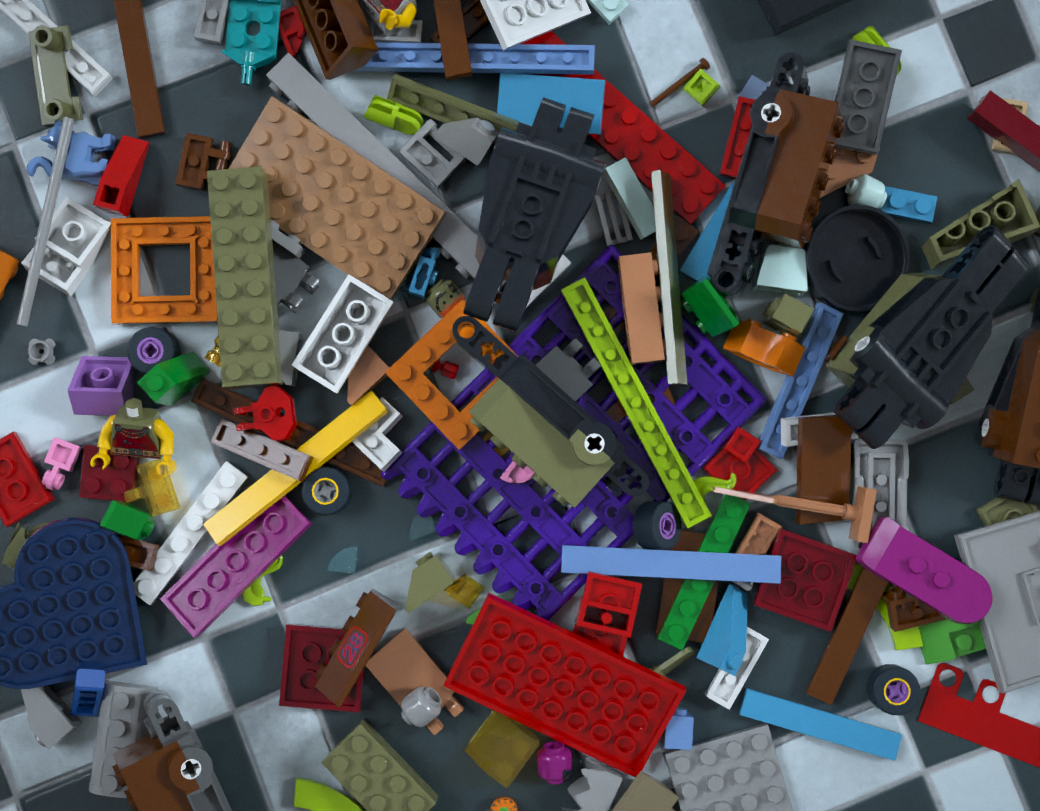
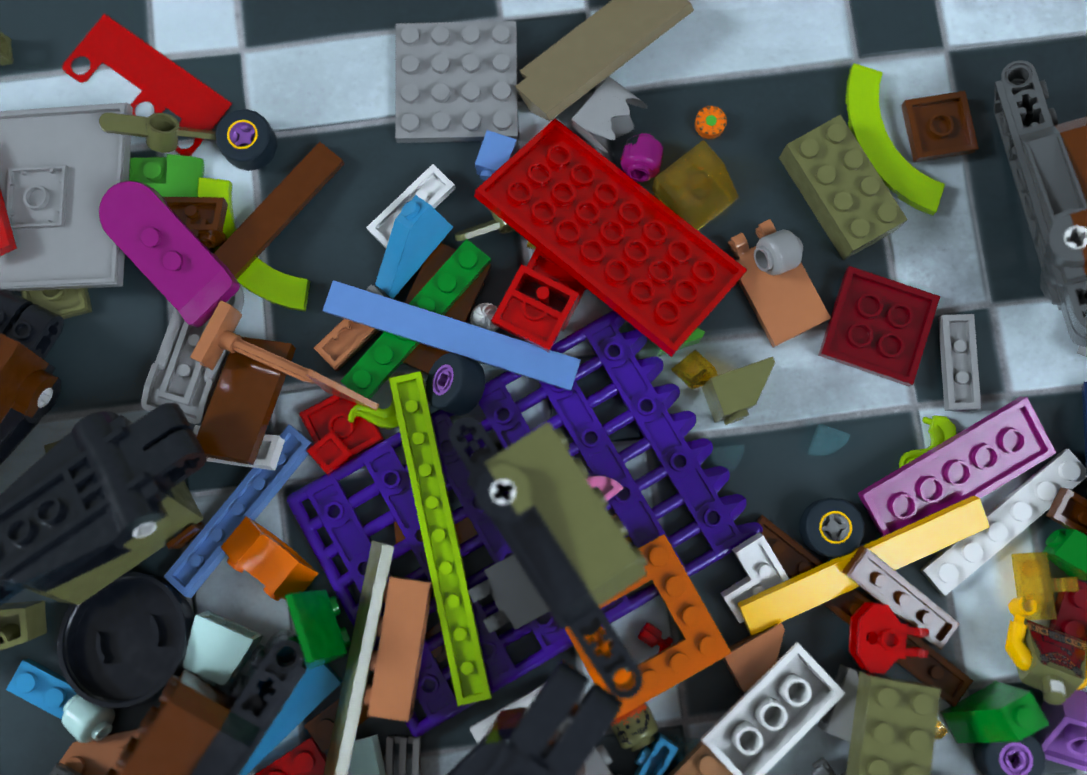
camera: 160 degrees left, 5 degrees down
(251, 654) = (959, 362): none -> light grey plate
(356, 647) = (838, 337): reddish brown slope -> none
(650, 589) = (482, 316): none -> white plate
(787, 315) = (228, 591): olive brick -> none
(811, 580) = (297, 277): dark red plate -> none
(820, 724) = (338, 126): dark azure tile -> none
(977, 676) = (159, 129): none -> olive piece

